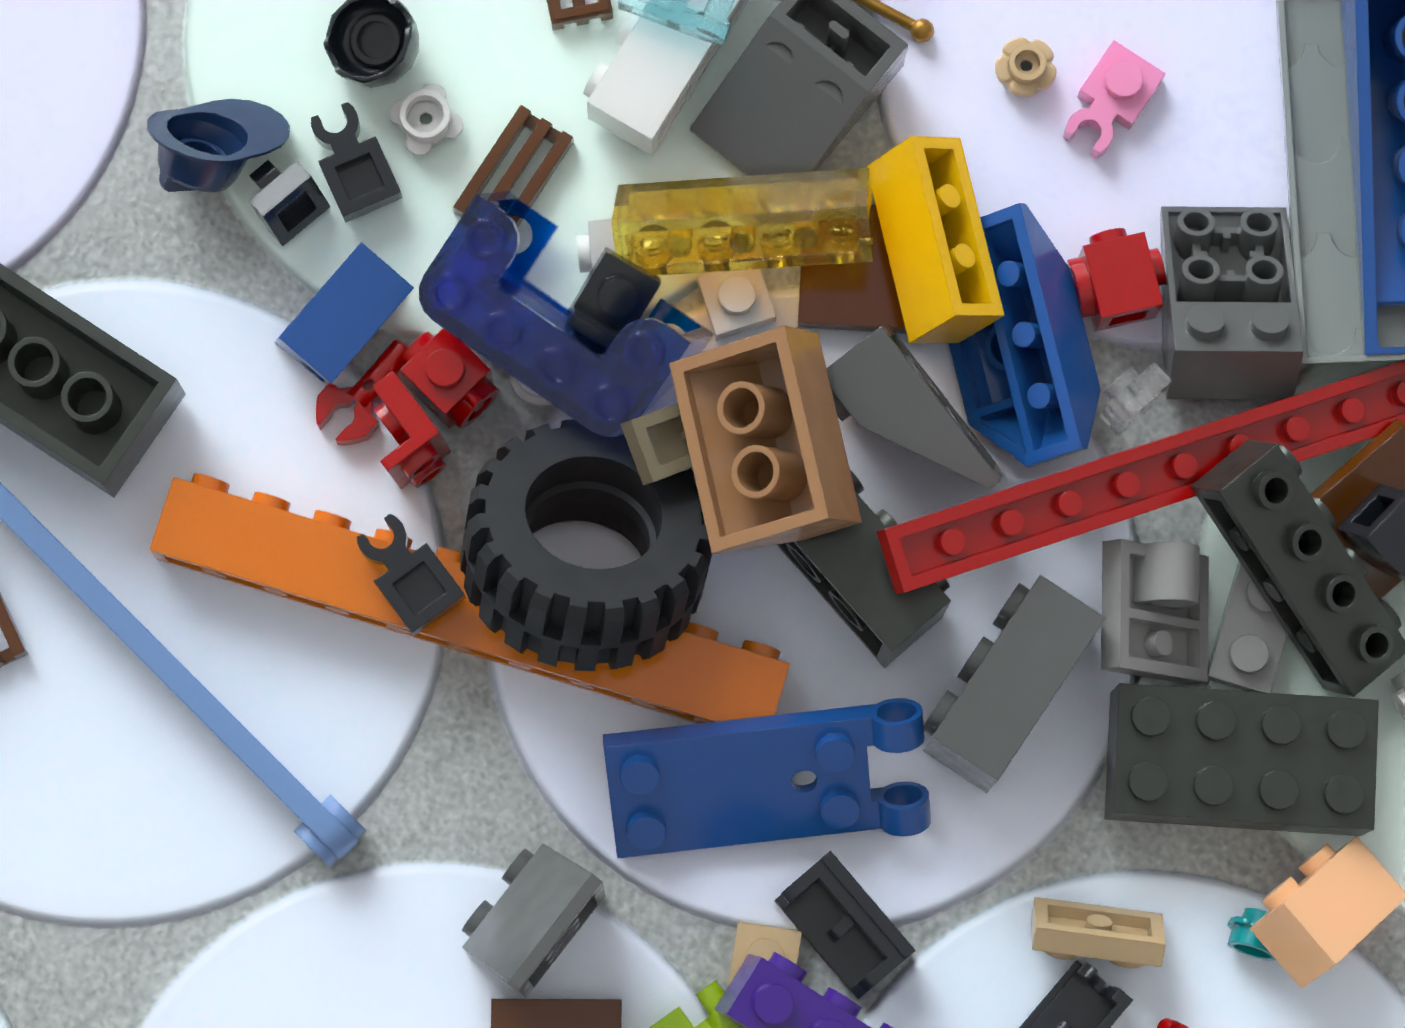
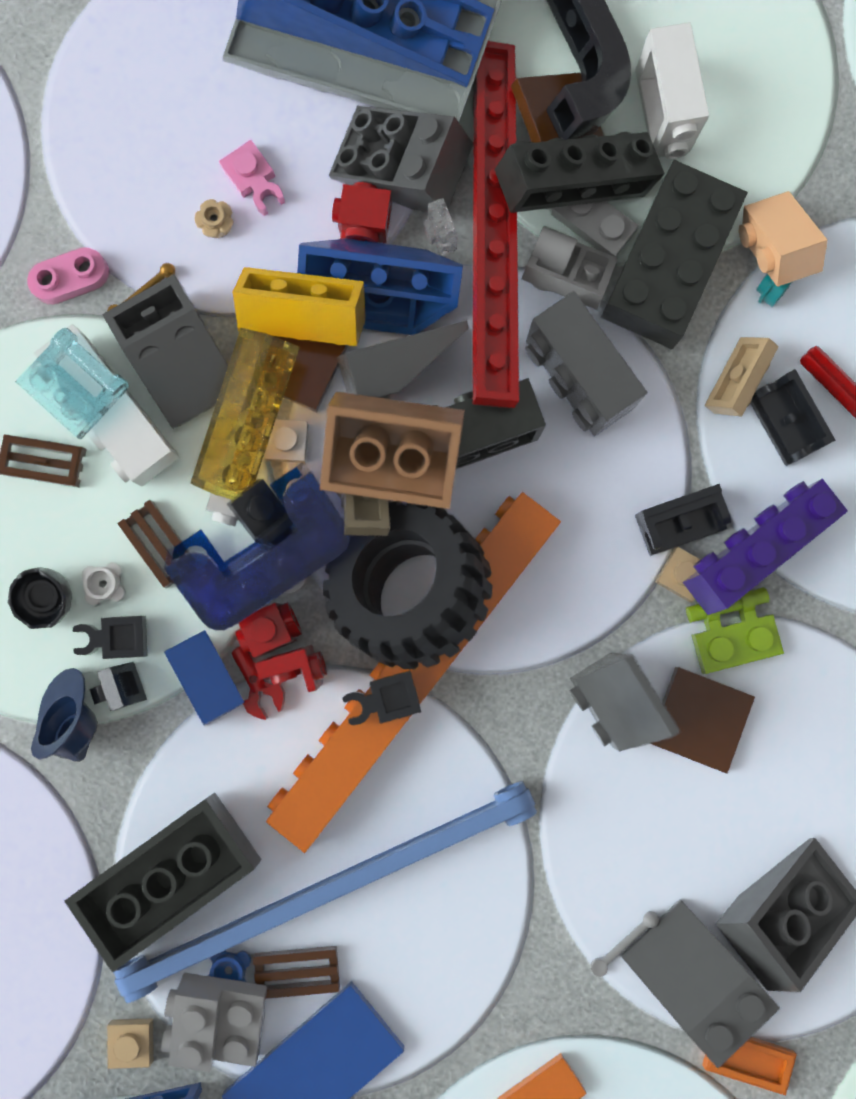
camera: 65 degrees left, 5 degrees up
(736, 784) = (580, 545): blue hinge -> none

